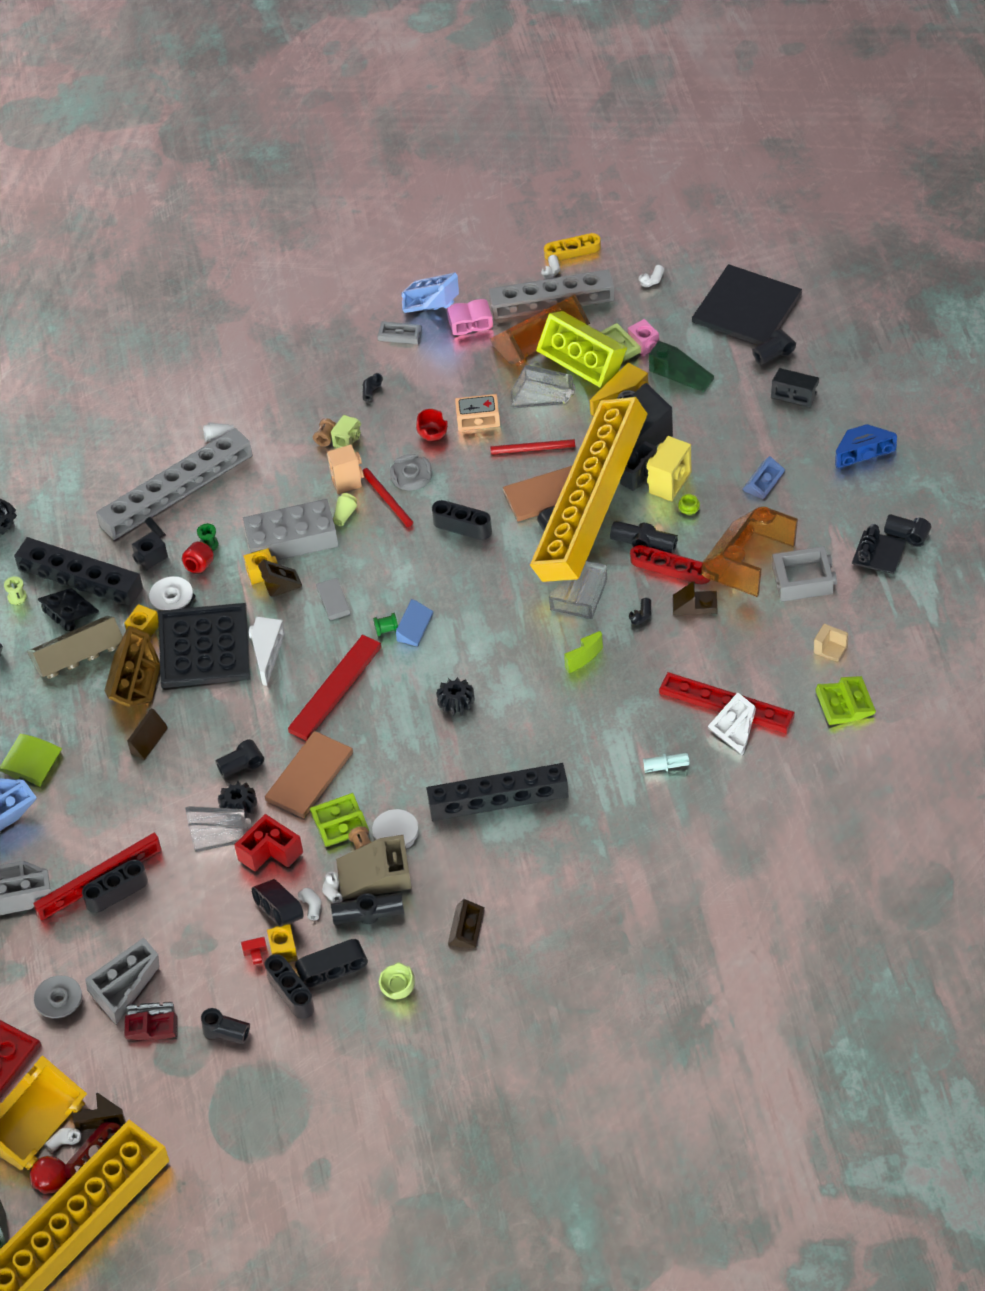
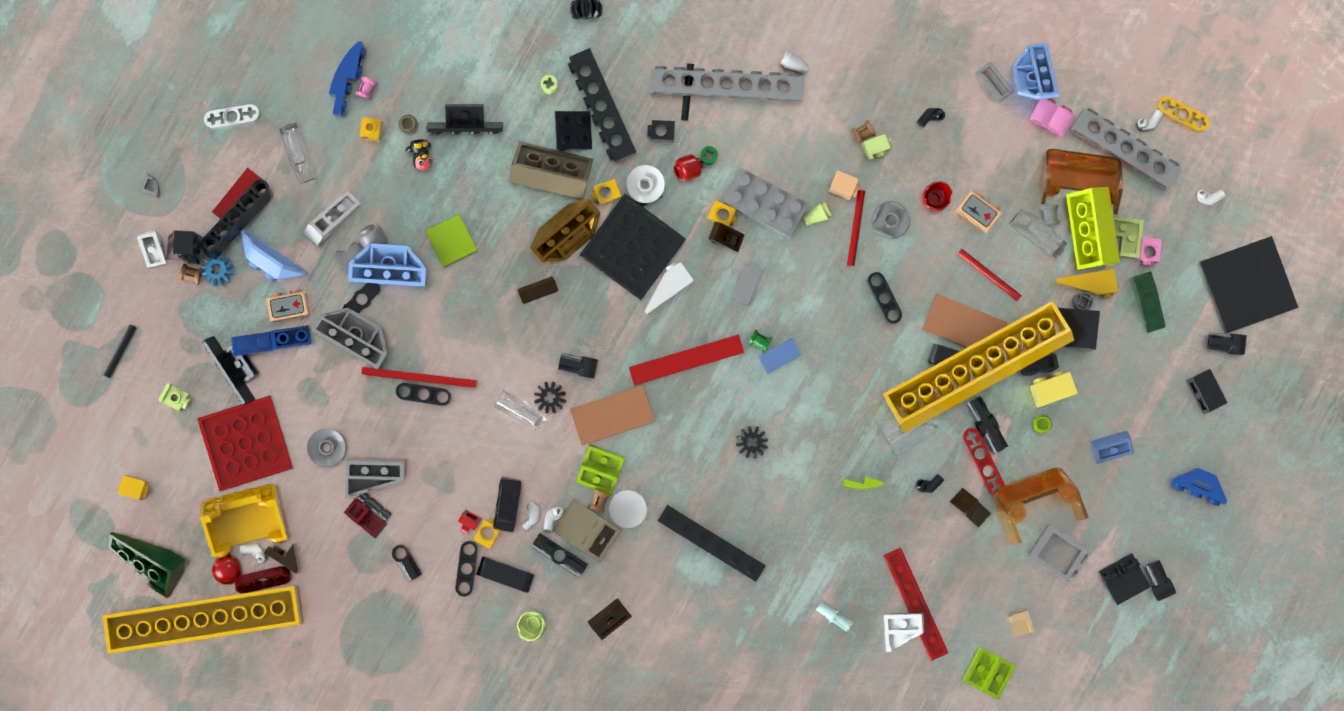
camera: 35 degrees right, 35 degrees up
(268, 839) = (541, 448): red brick -> none

